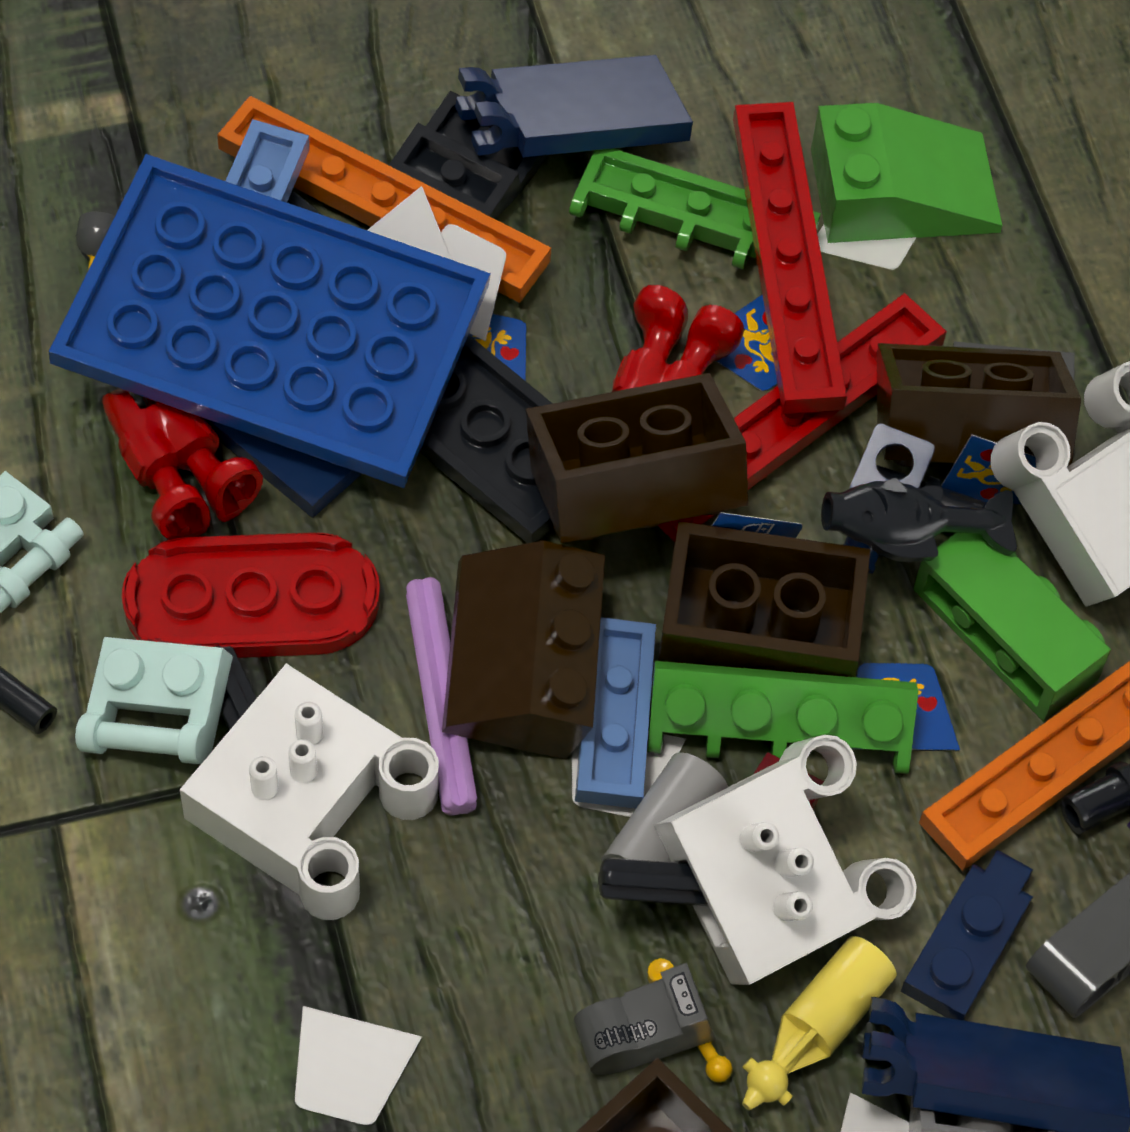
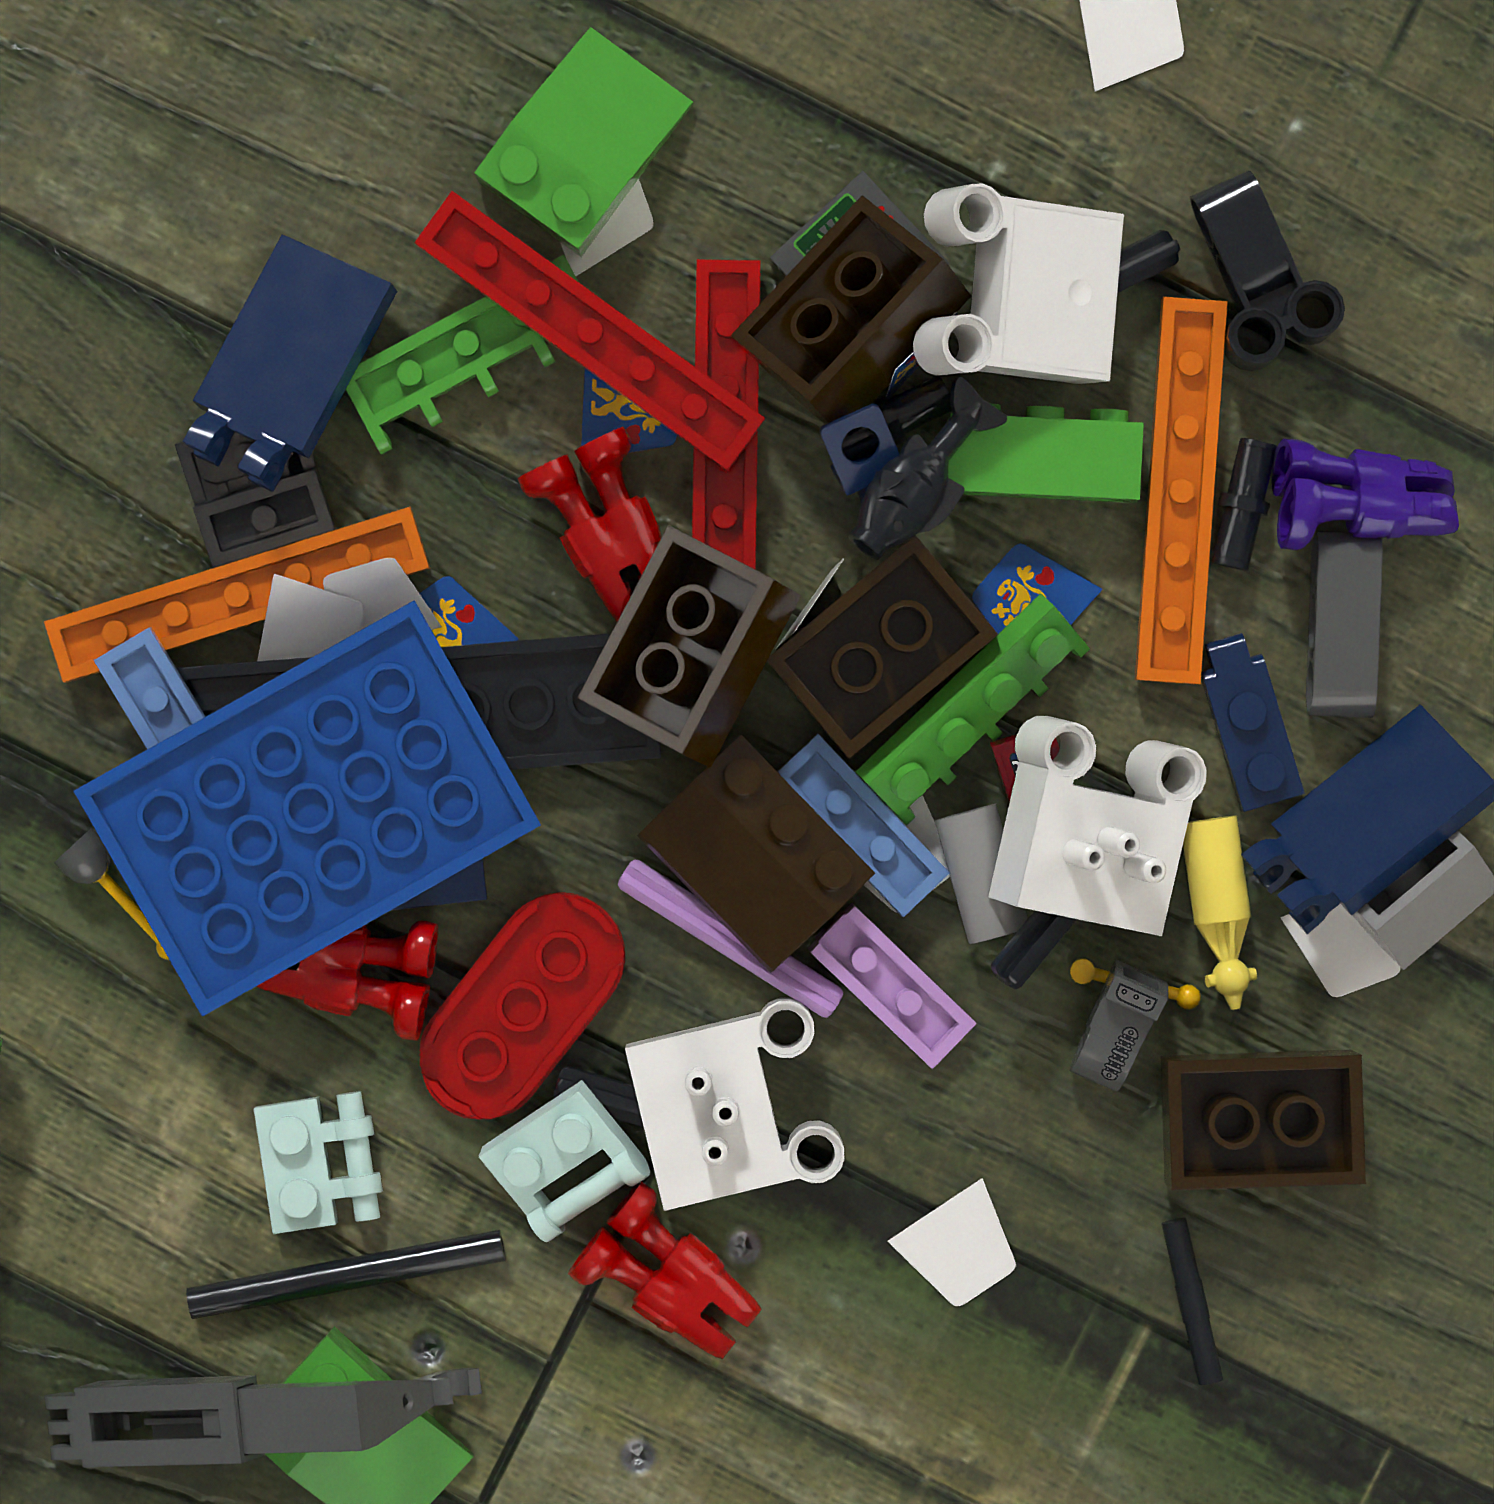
camera: 45 degrees left, 30 degrees up
(130, 864) = (682, 1286): none -> red piece
(514, 834) = (891, 985): none -> lavender hinge

